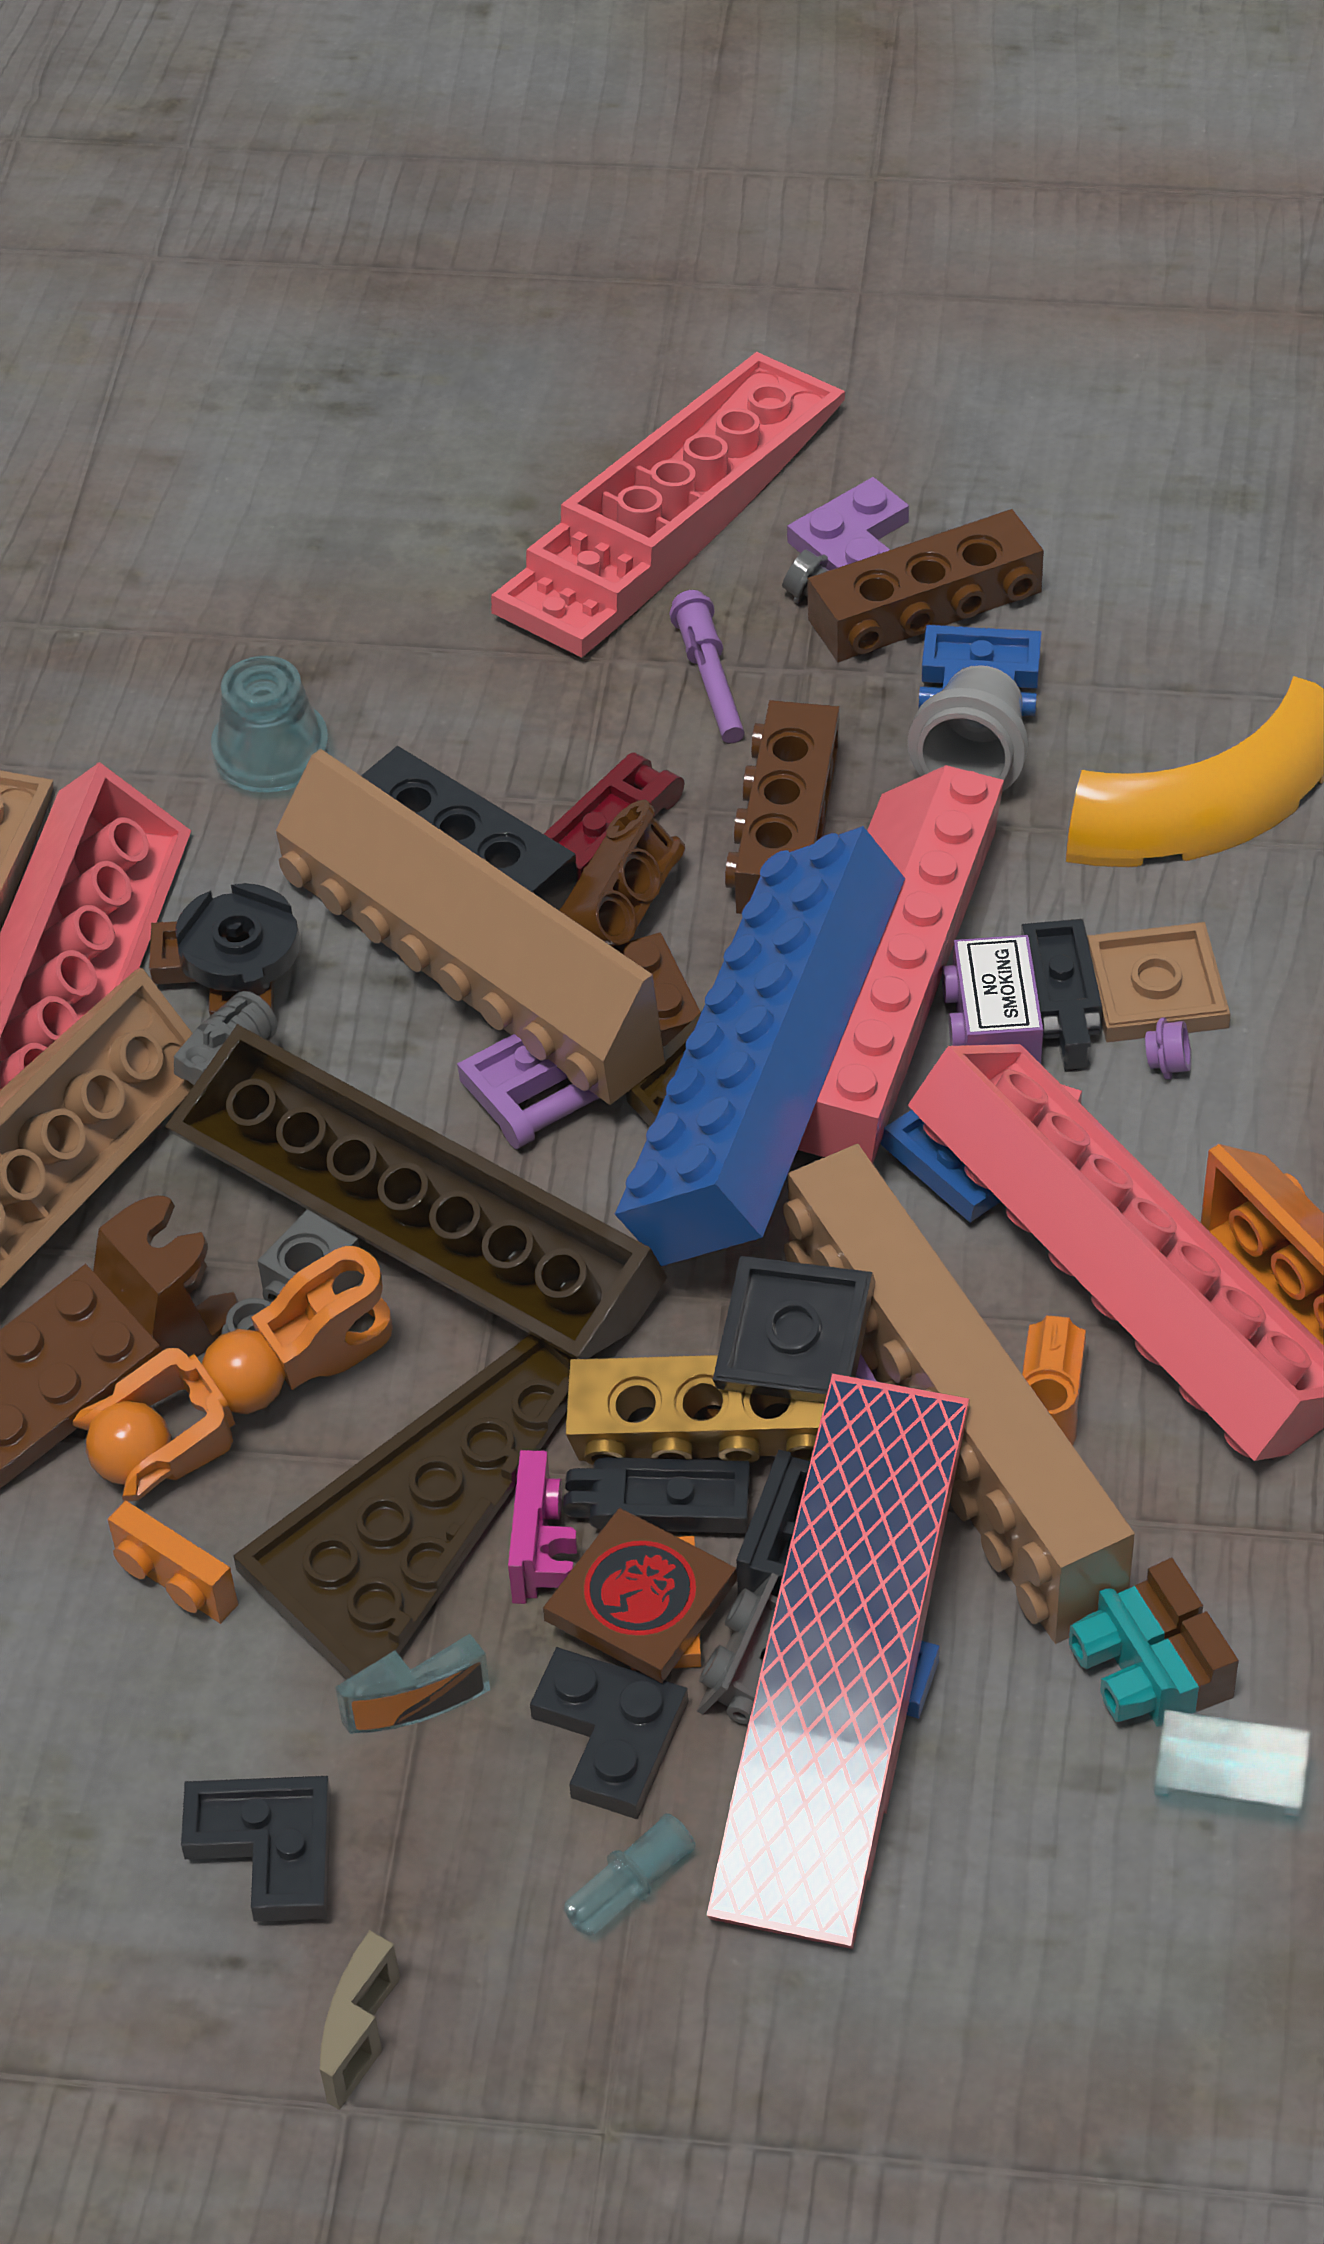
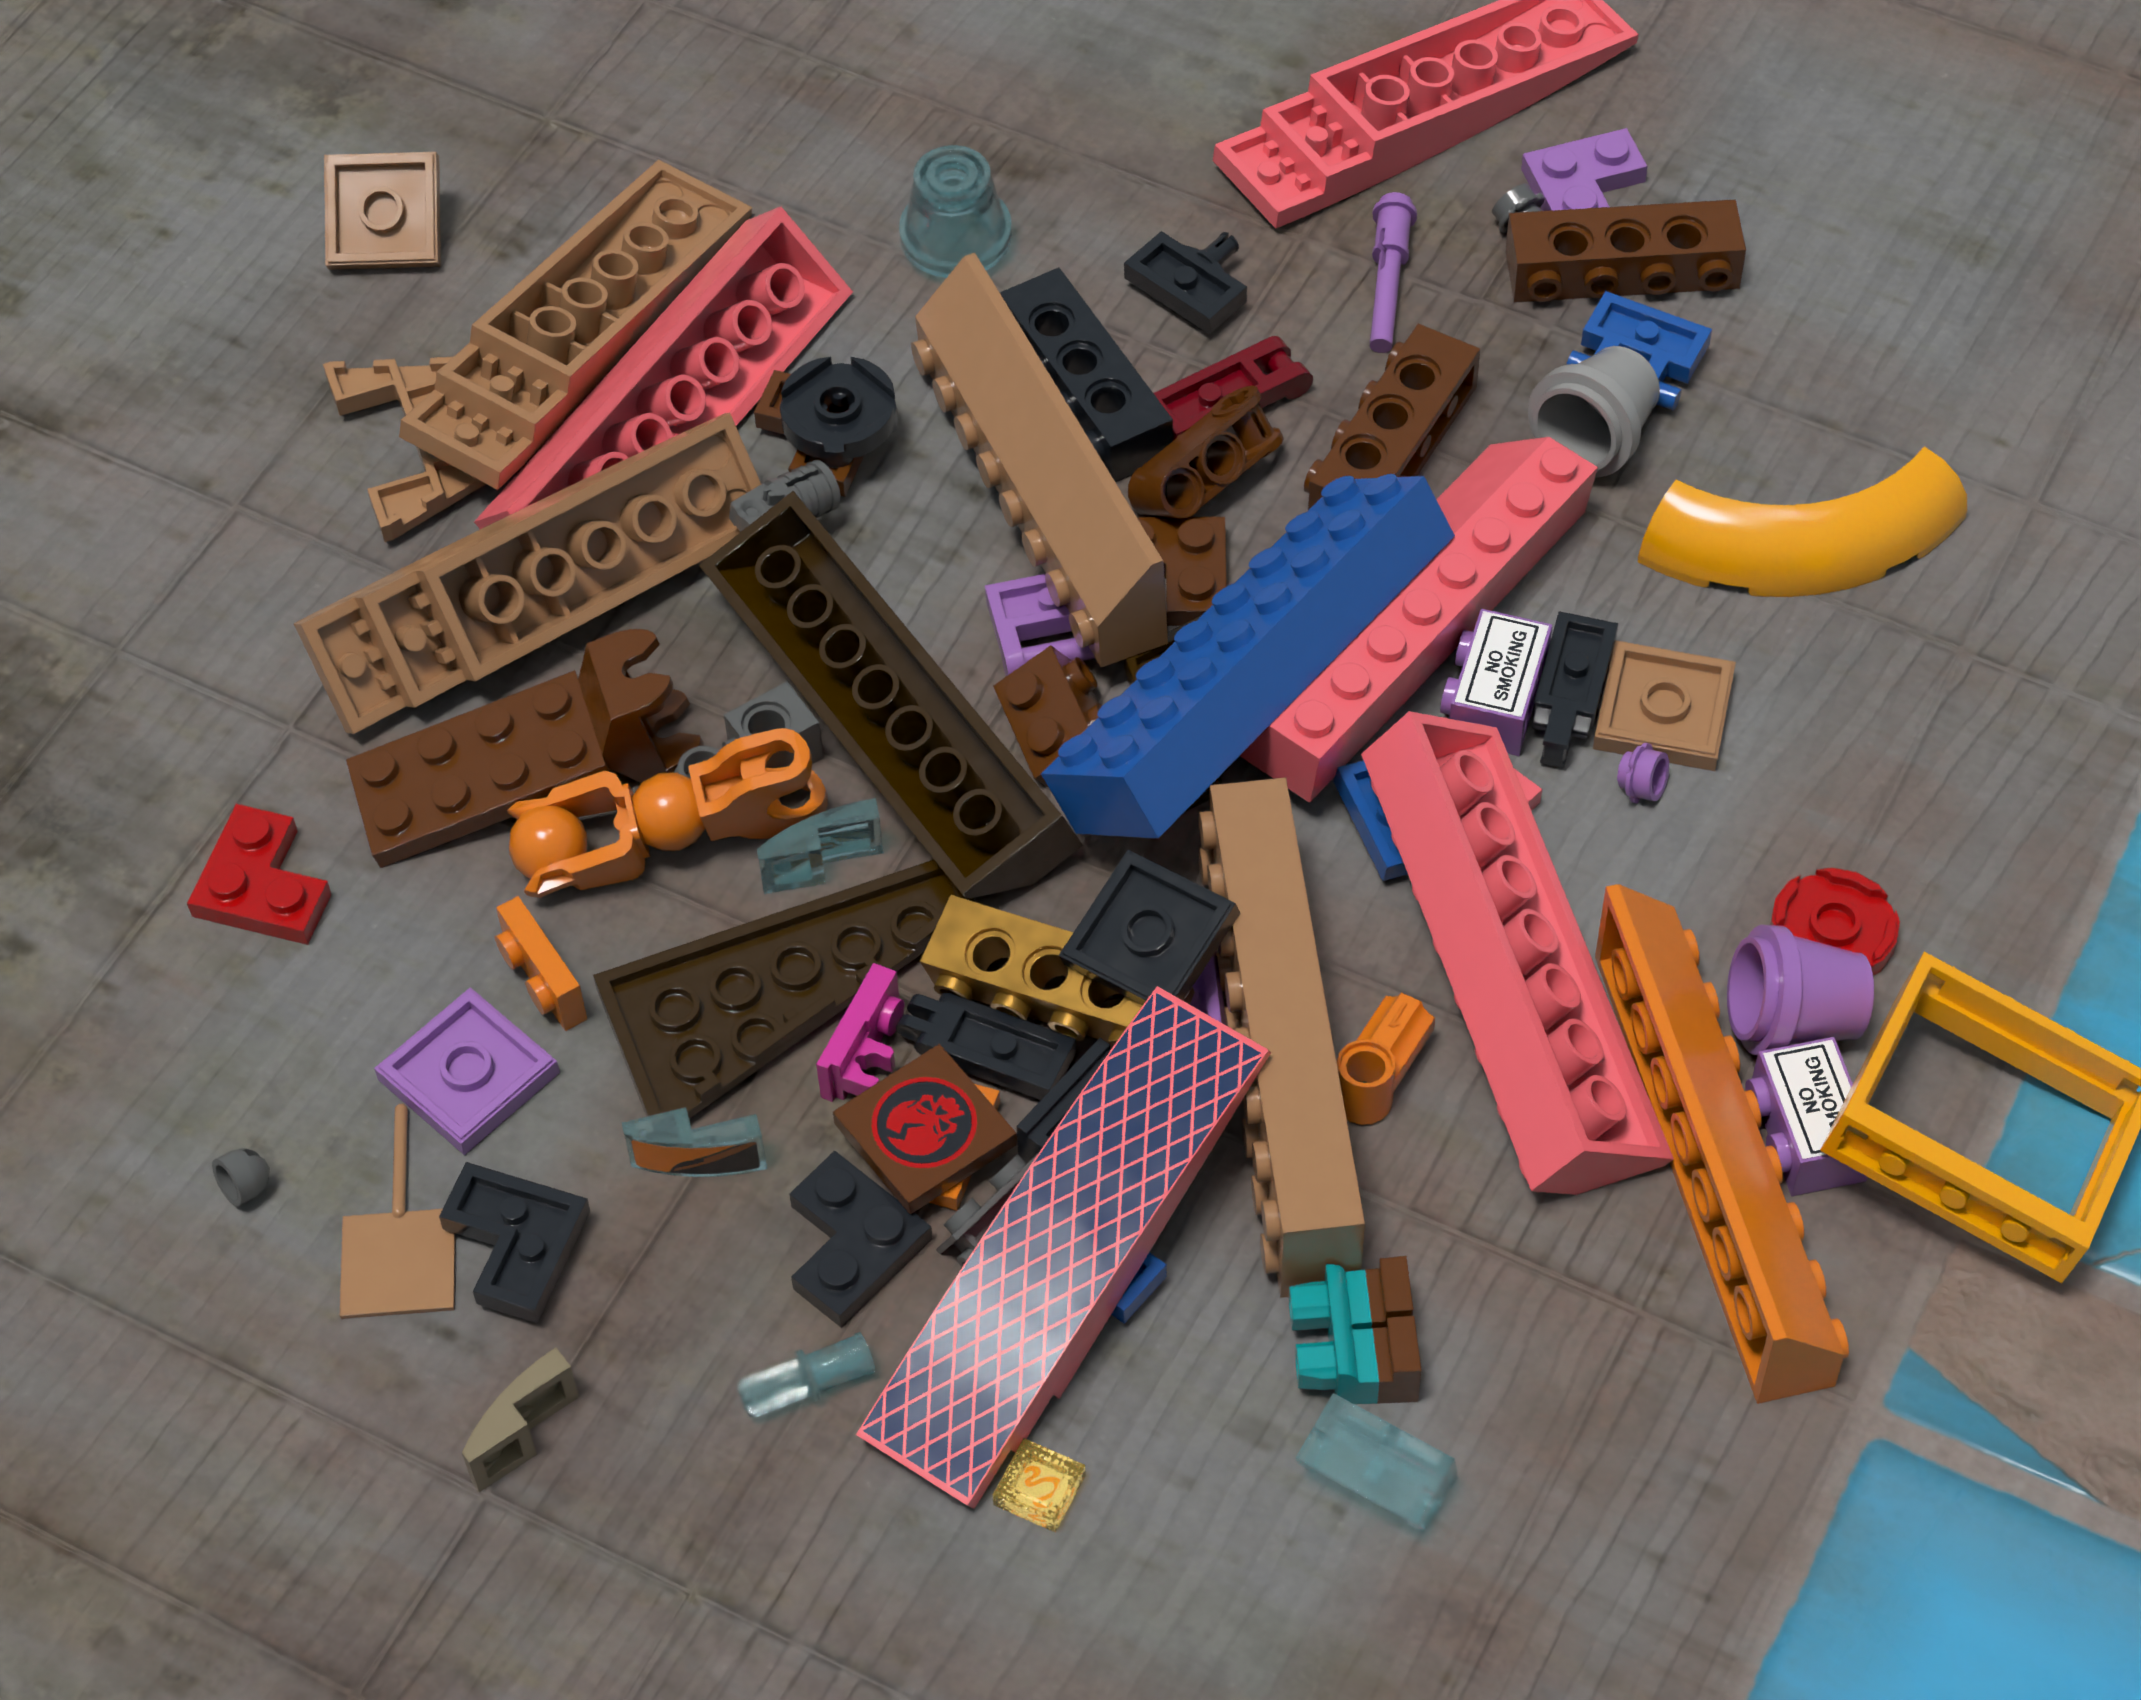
camera: 20 degrees right, 5 degrees up
(138, 1694) = (467, 1070): none -> medium lavender tile
(149, 1903) = (396, 1258): none -> medium nougat piece
(392, 1369) = (798, 853): none -> clear light blue slope
(521, 724) = (1189, 278): none -> black plate
(575, 1159) = (1048, 705): none -> reddish brown bracket
(908, 1902) = (1039, 1485): none -> clear yellow tile

